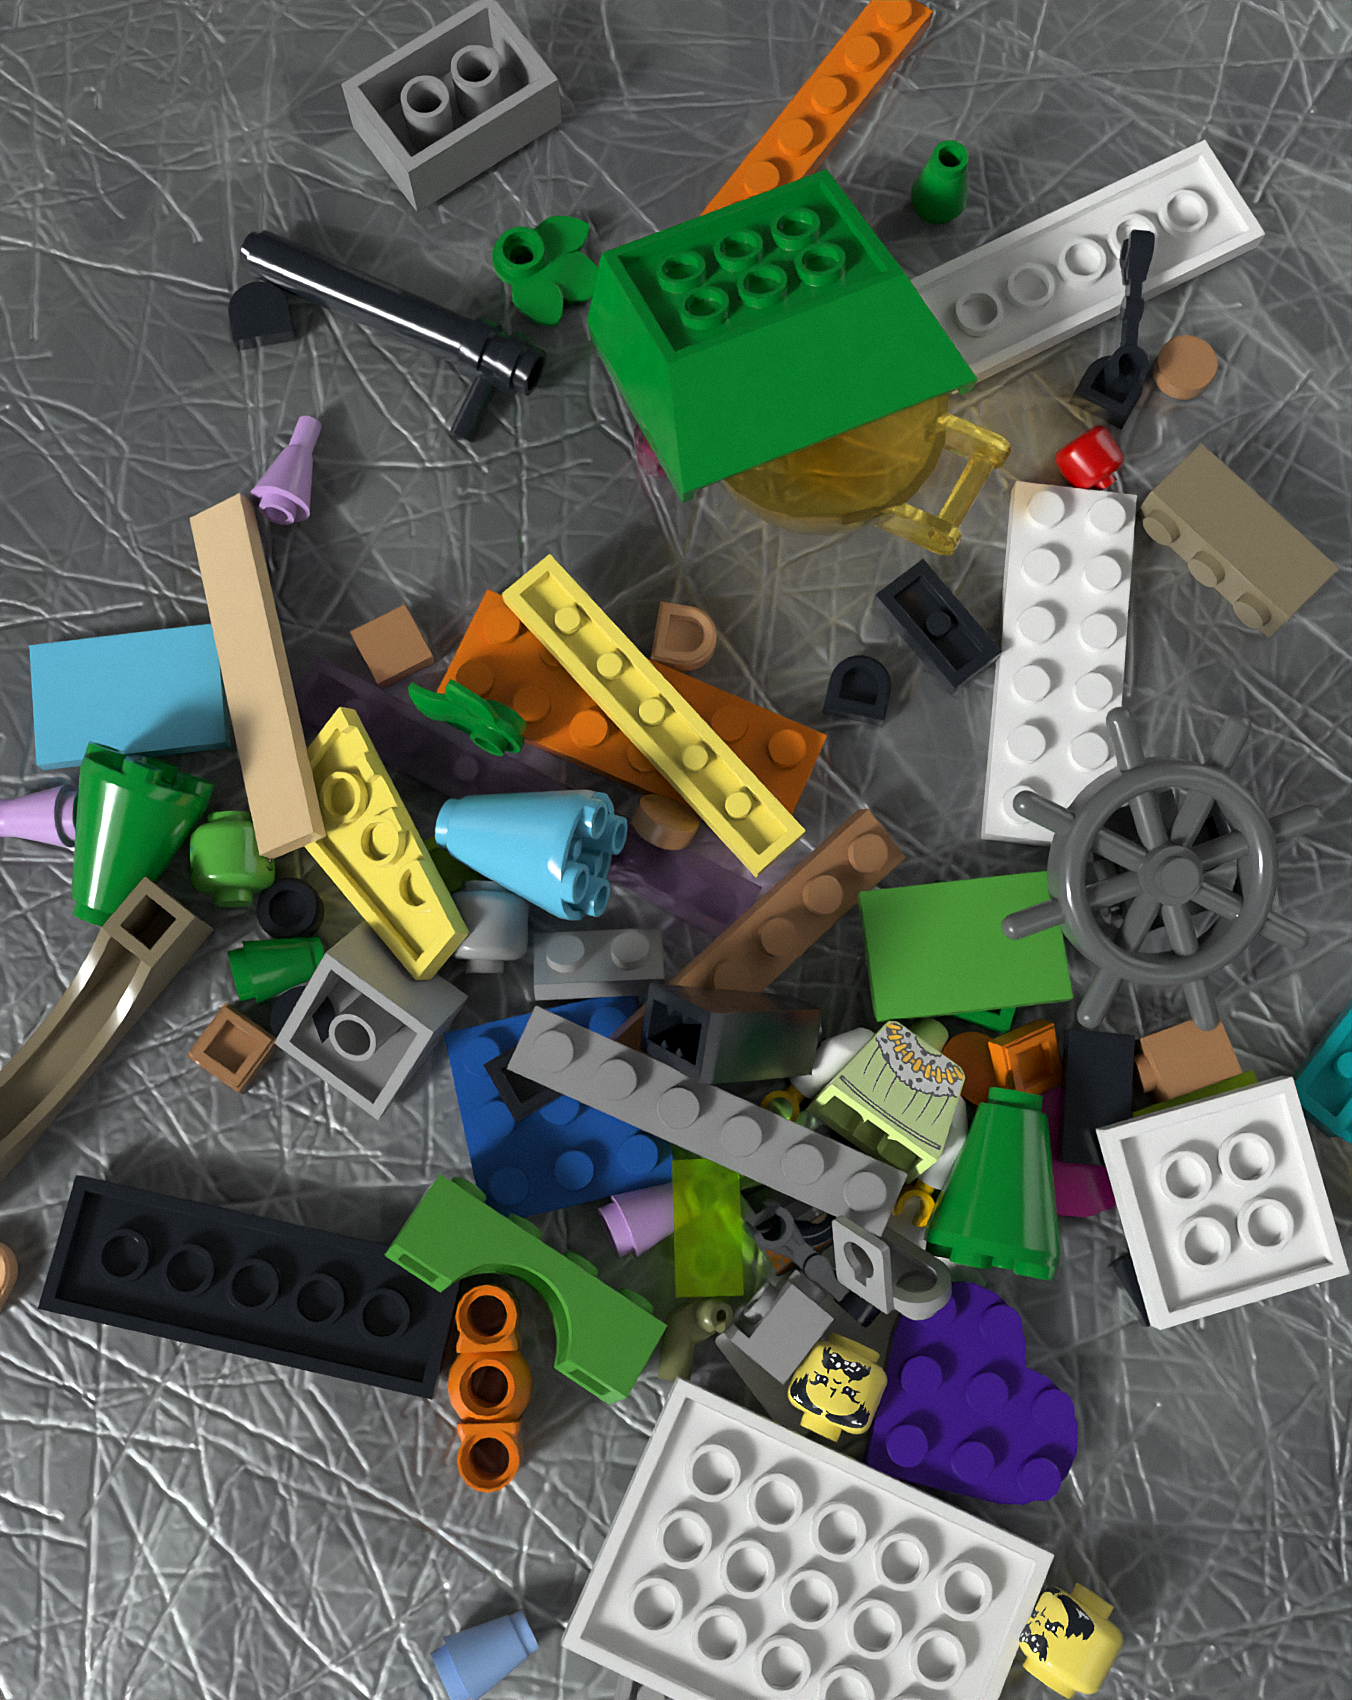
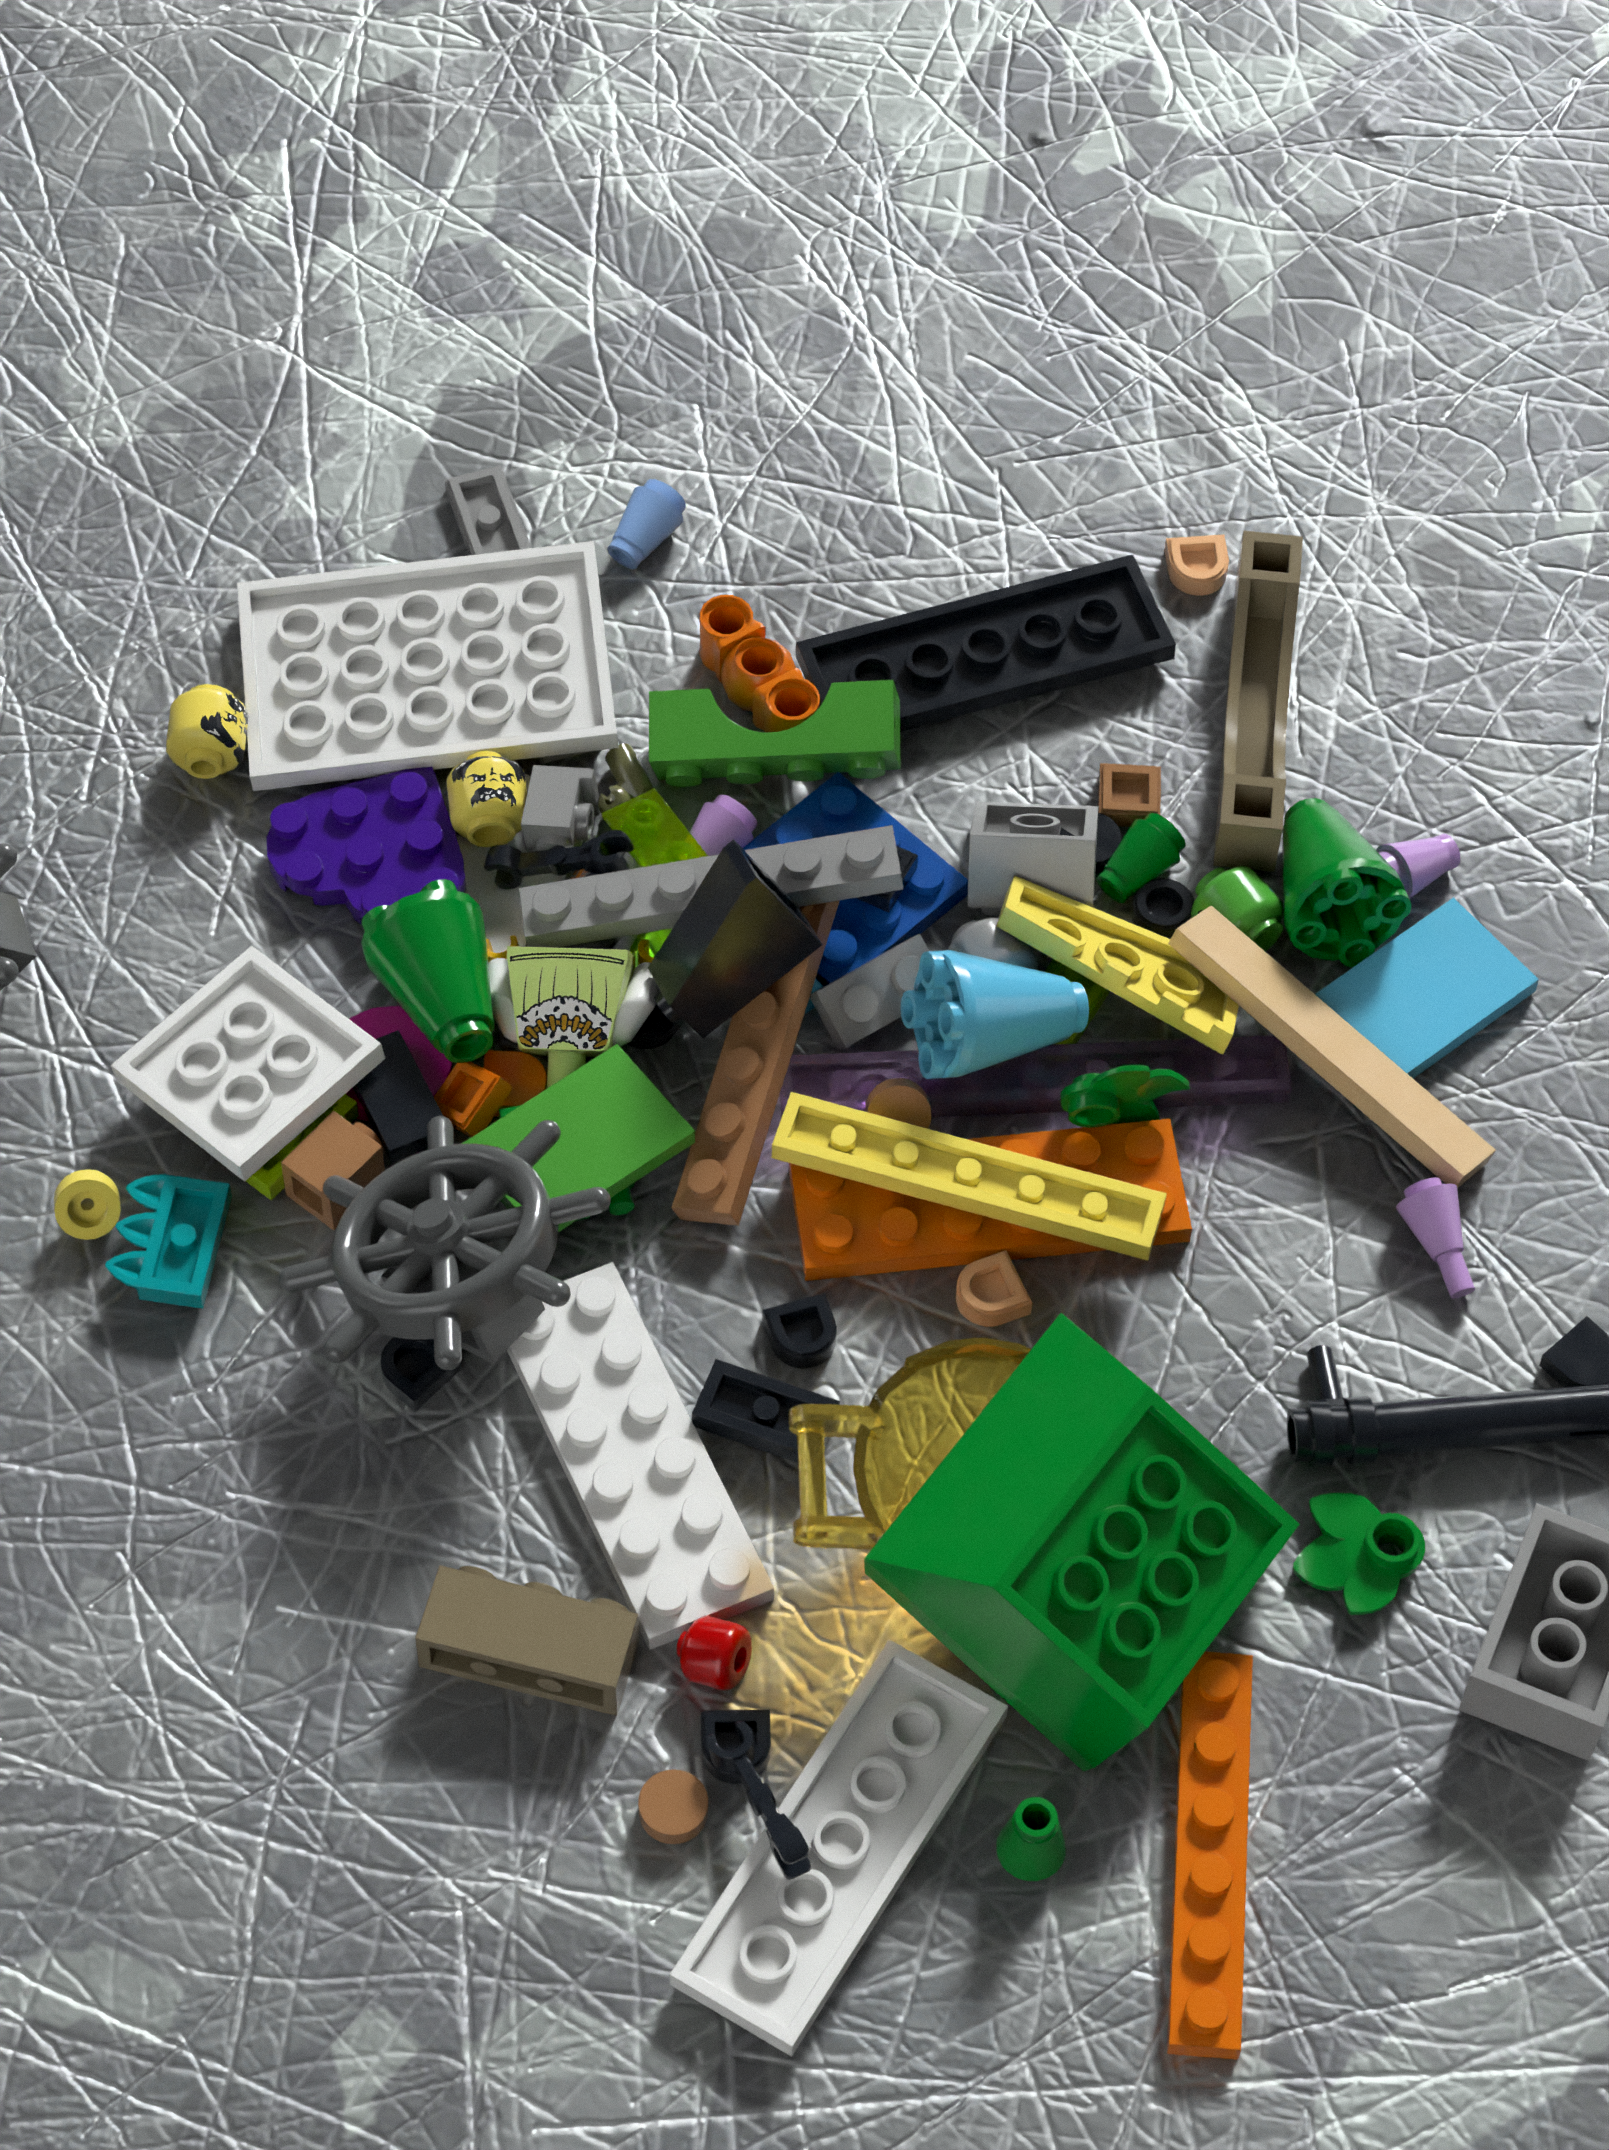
camera: 150 degrees right, 20 degrees down
(392, 647) = (1238, 1146): medium nougat tile -> none
(890, 1270) = (494, 873): light grey bracket -> none

